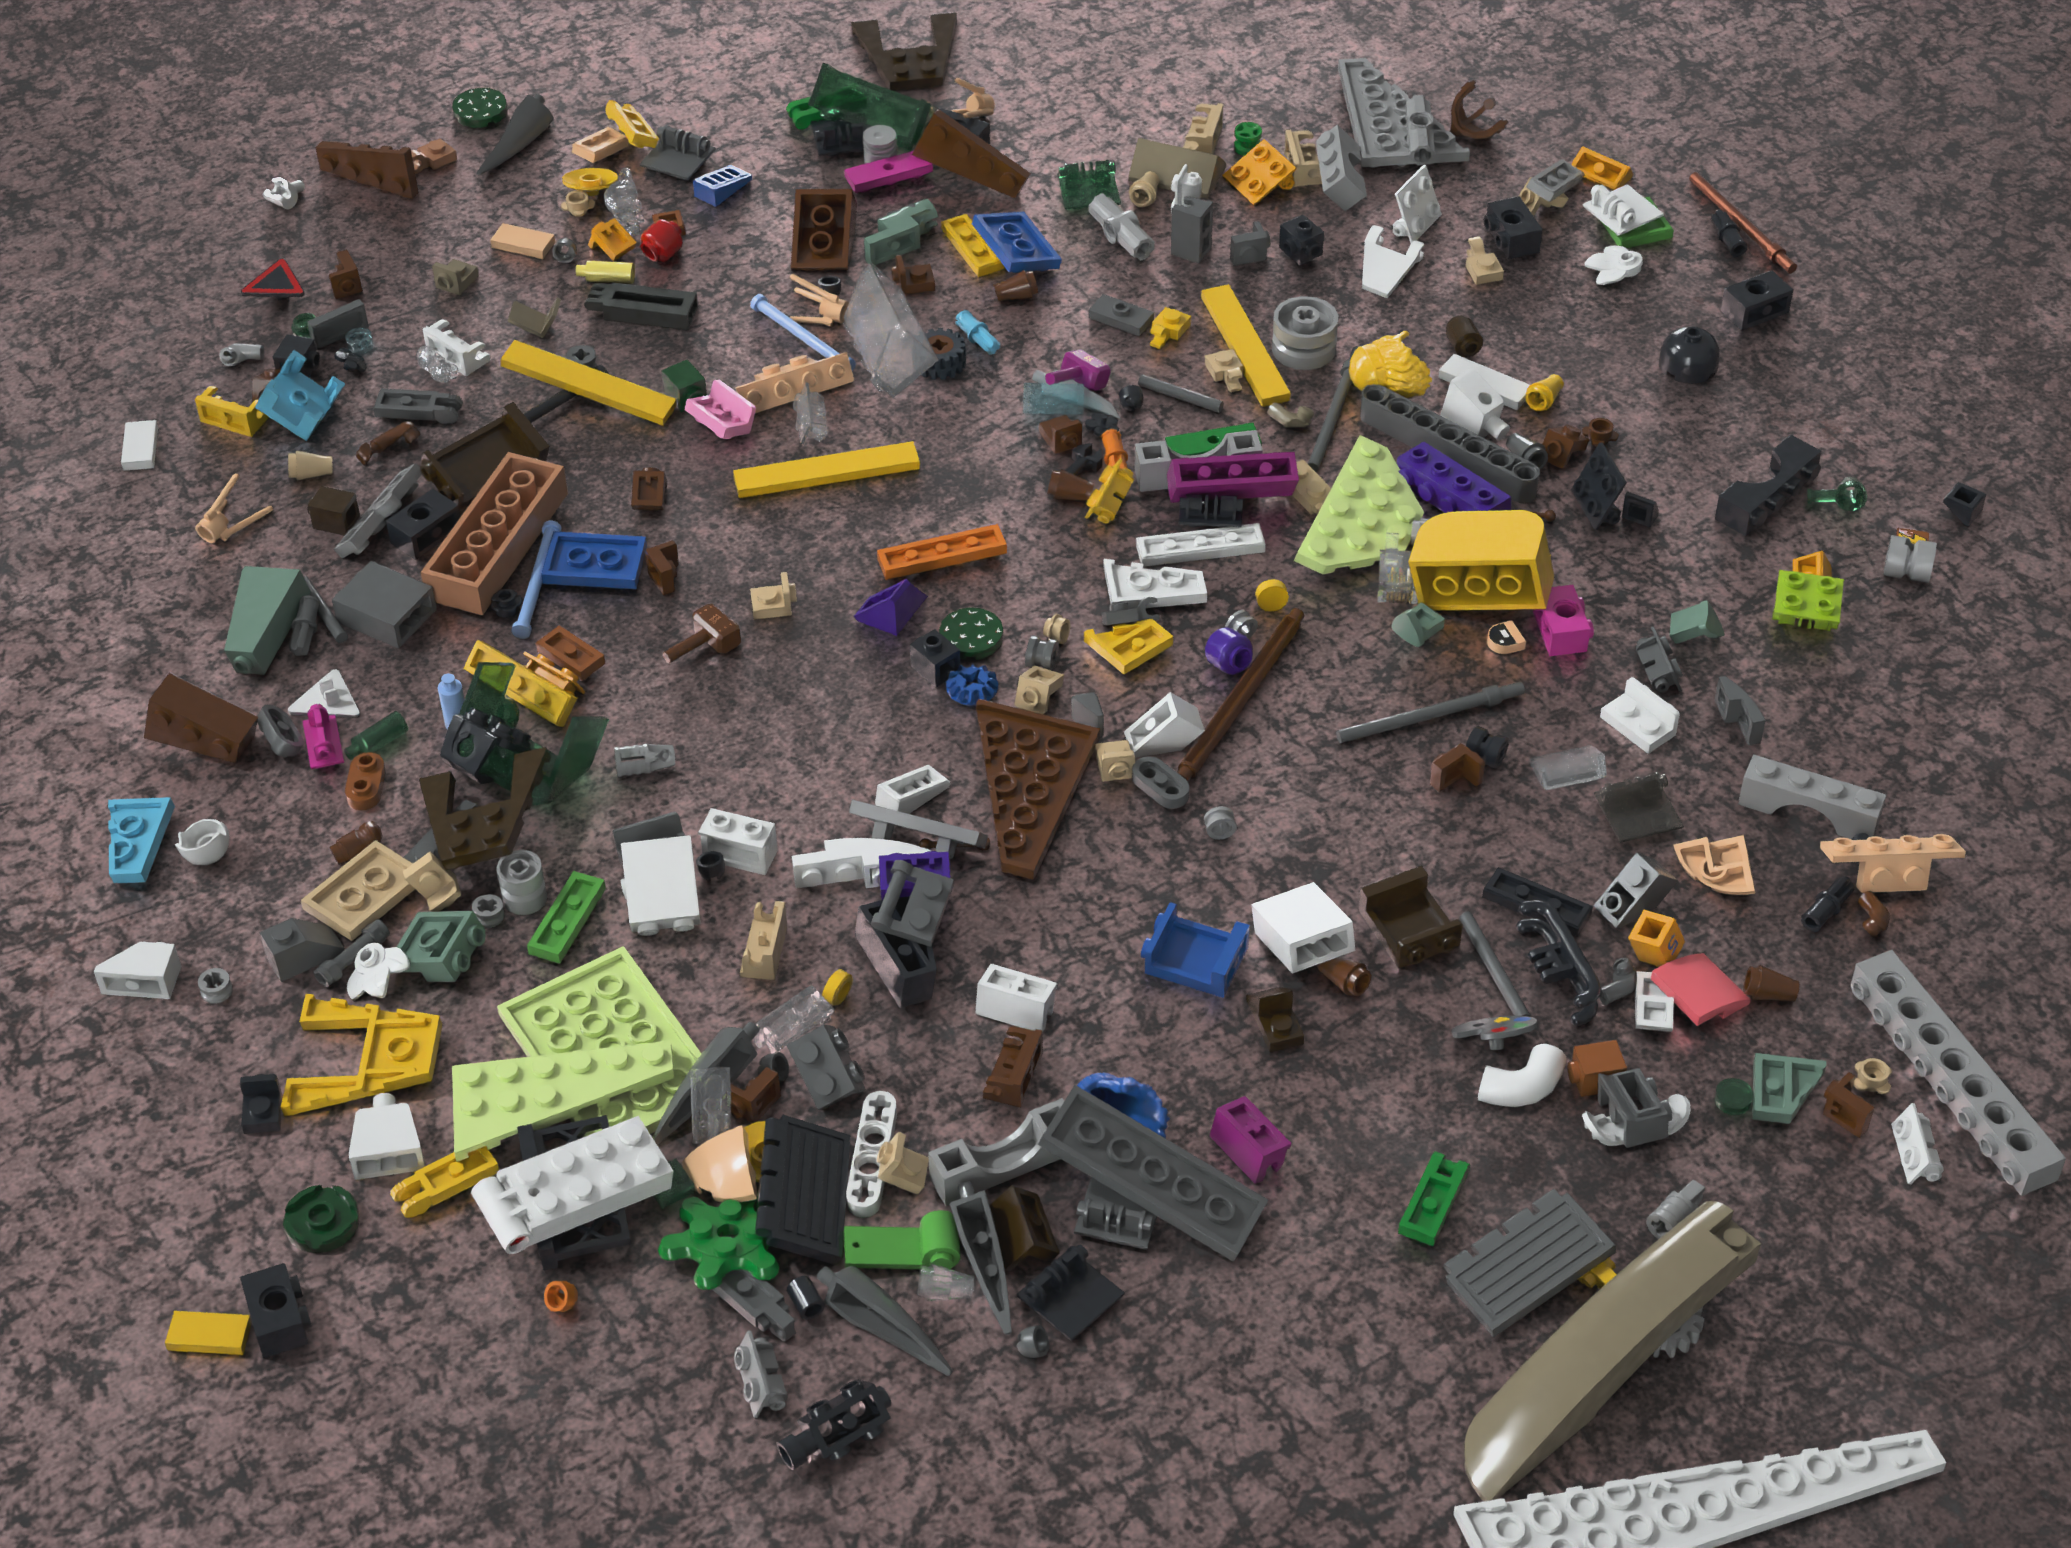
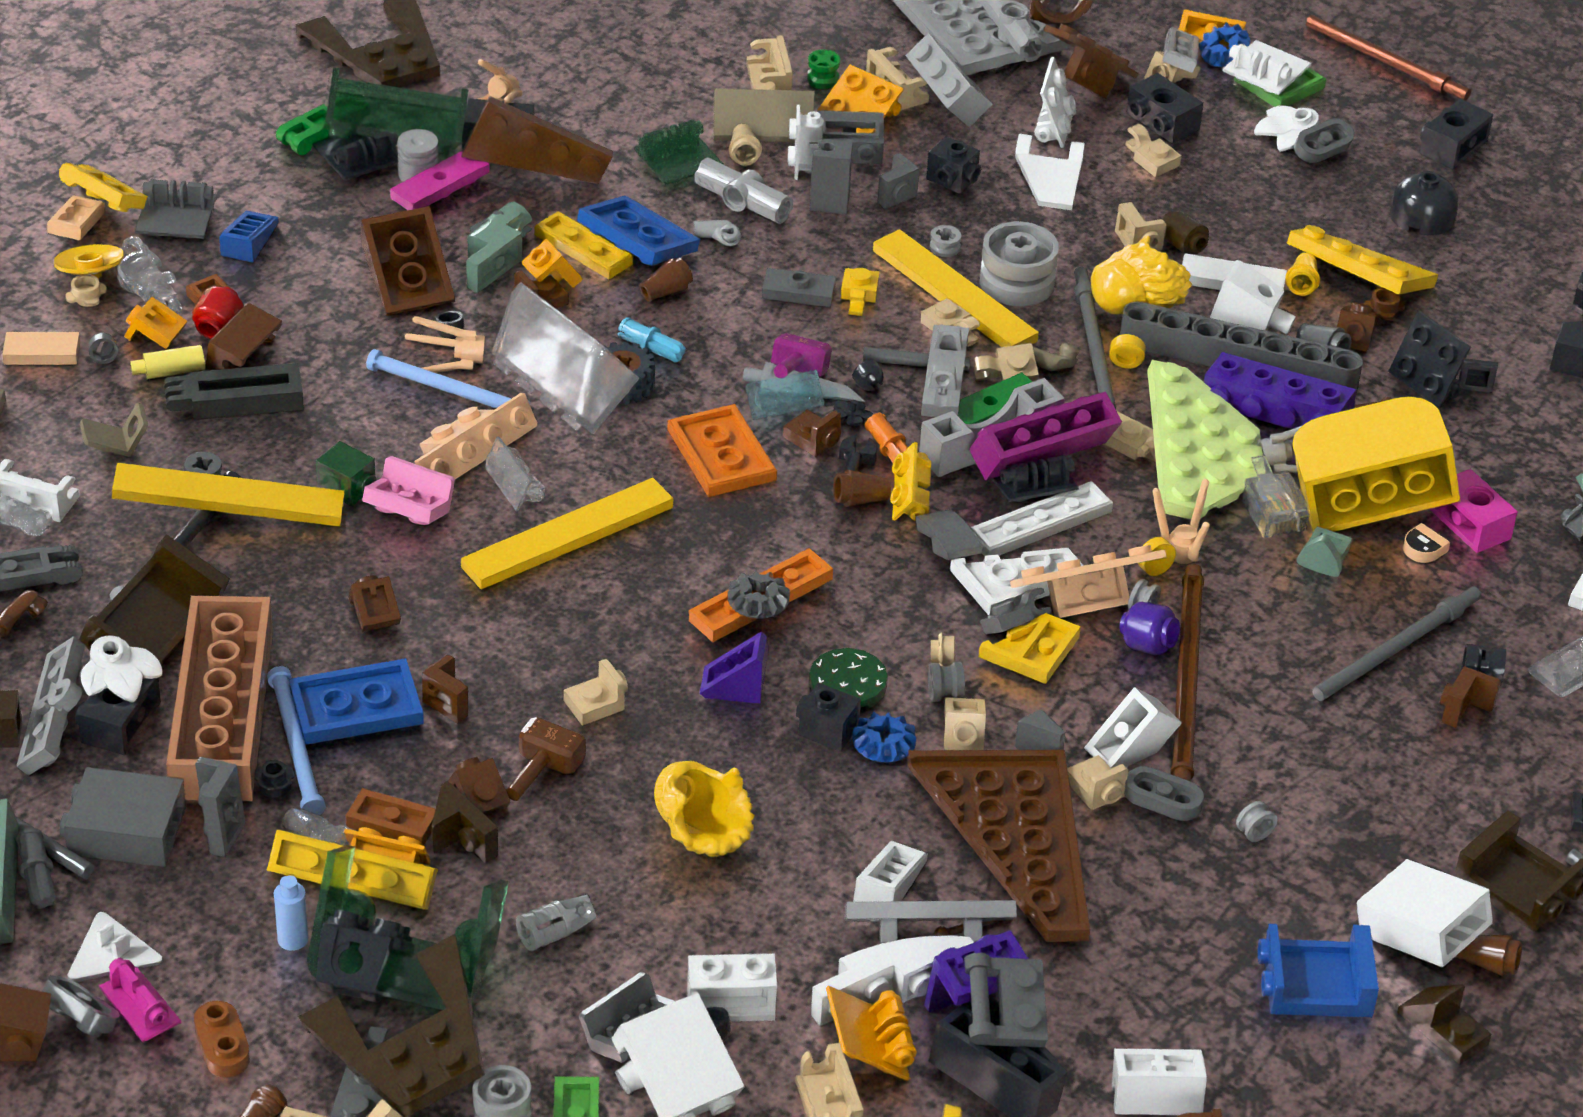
camera: 25 degrees left, 5 degrees down
(377, 735) = (207, 978): clear green cylinder -> none
(428, 496) = (118, 672): none -> white plate
(446, 612) = (220, 803): none -> dark grey bracket
(510, 645) = (314, 826): none -> clear arm
(611, 667) = (461, 820): none -> dark brown slope
(645, 646) = (481, 784): none -> reddish brown bracket
(665, 263) = (241, 337): none -> reddish brown hinge
(793, 703) = (704, 807): none -> yellow hair
(818, 900) = (874, 1032): none -> light orange hinge
(924, 558) = (756, 604): none -> dark grey gear
(934, 253) = (548, 260): none -> light orange bracket
(982, 432) = (721, 450): none -> orange tile
(1085, 255) = (720, 230): none -> light grey arm
(1115, 539) = (949, 534): none -> dark grey slope
(1189, 407) = (945, 370): none -> light grey hinge
(1198, 606) = (1089, 587): none -> light nougat bracket
(1233, 207) = (866, 146): none -> dark grey window
(1251, 410) = (1008, 363): none -> tan plate
(1262, 302) = (945, 241): none -> light grey bush
(1302, 587) = (1184, 537): none -> light nougat plant
(1352, 424) = (1127, 351): none -> yellow tile
(1425, 329) = (1132, 227): none -> tan bracket
(1461, 179) = (1091, 64): none -> reddish brown bracket
(1602, 394) = (1363, 262): none -> yellow wing
(1612, 180) = (1214, 52): none -> blue gear
(1633, 282) = (1324, 140): none -> dark grey plate
(1729, 233) = (1383, 71): black axle -> none

